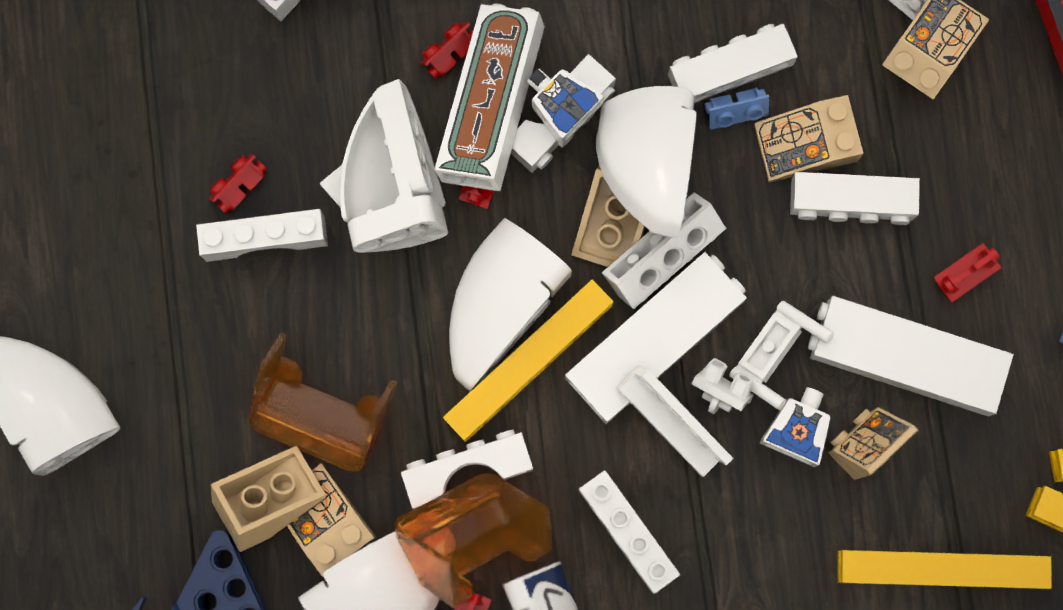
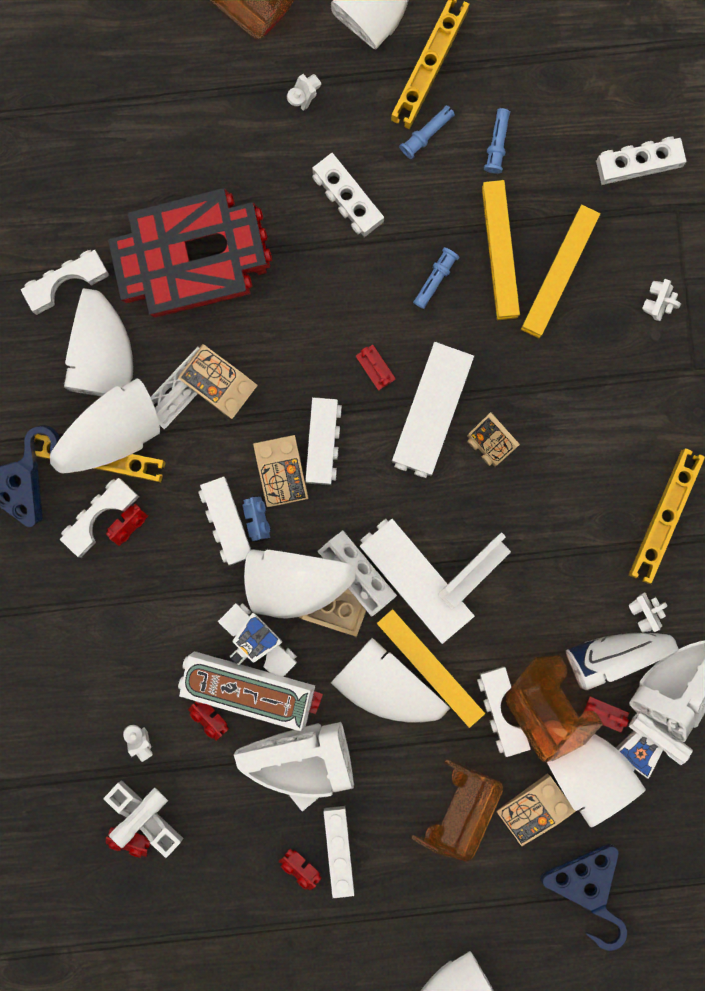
camera: 90 degrees left, 5 degrees up
(266, 497) = (520, 849): tan slope -> none
(629, 532) = (547, 603): white brick -> none
(722, 392) = (453, 537): white hips -> none
(773, 345) = (426, 503): white plate -> none
(799, 429) = (480, 486): torso -> none
(944, 569) = (575, 395): yellow piece -> none

